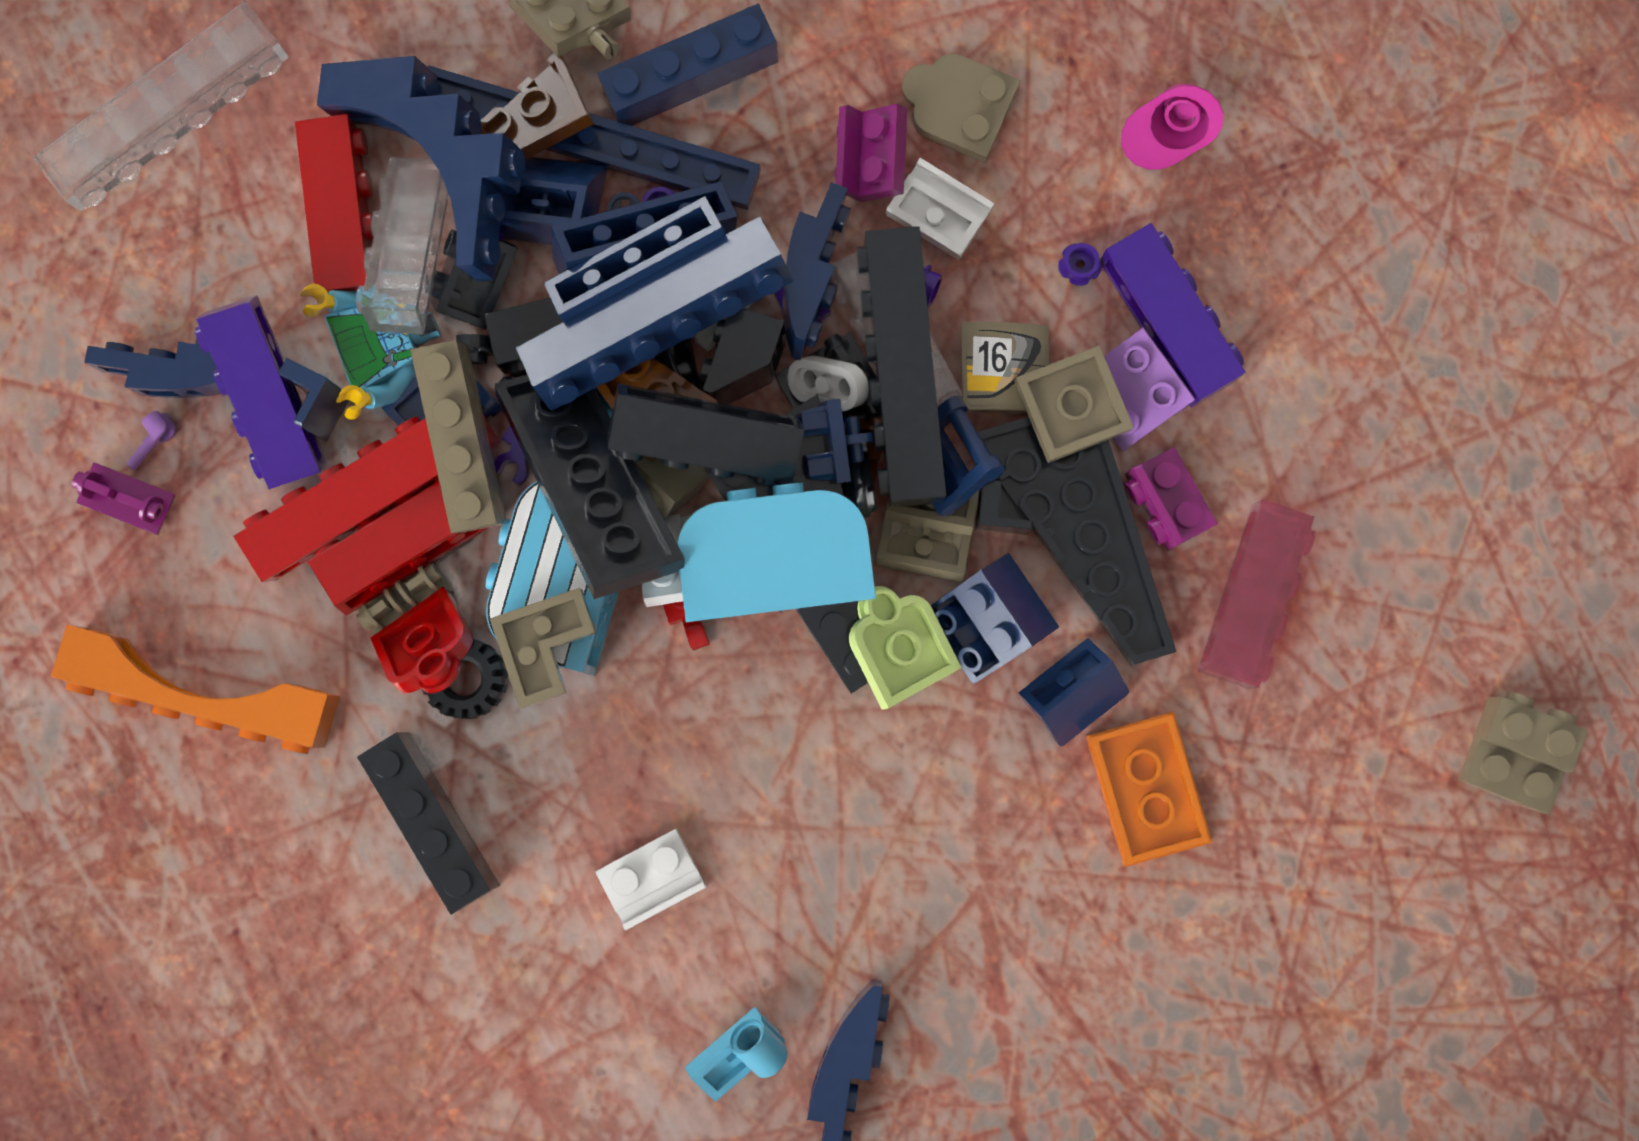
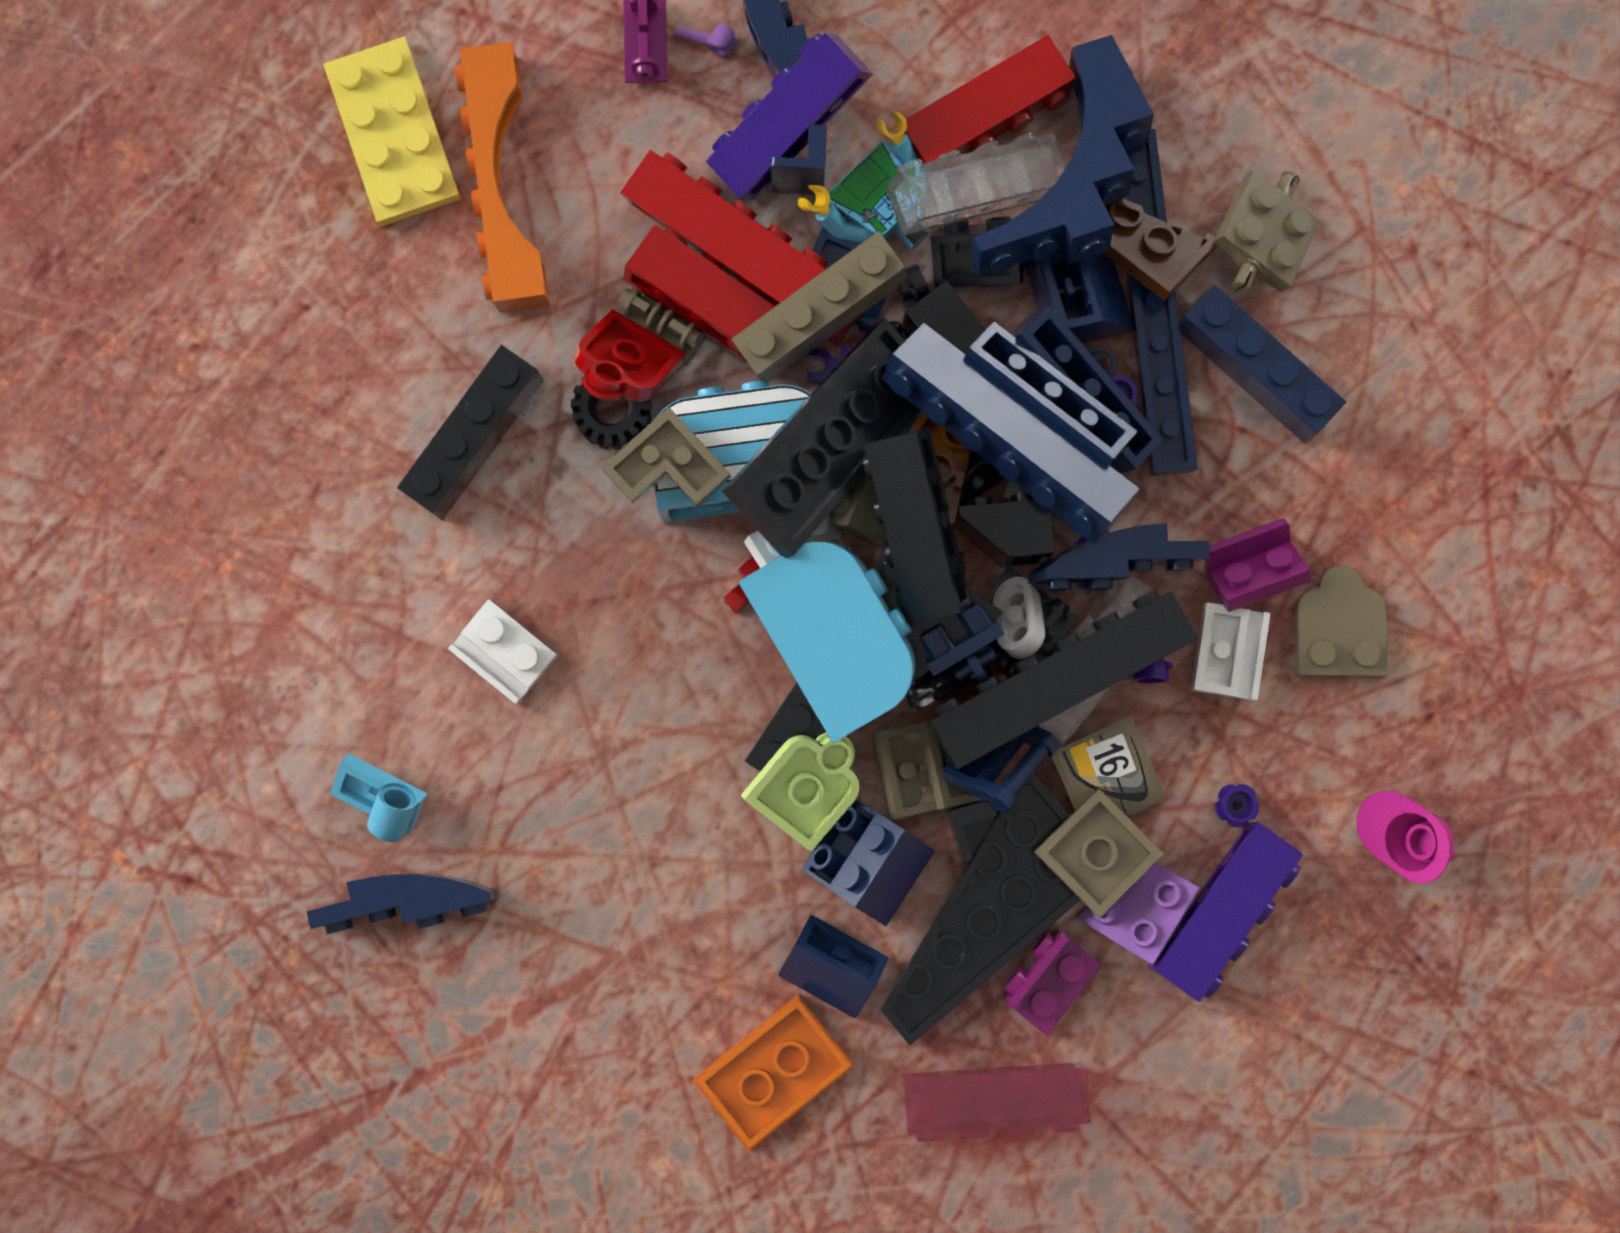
camera: 65 degrees right, 0 degrees up
(101, 777) = (392, 131): none -> light yellow plate

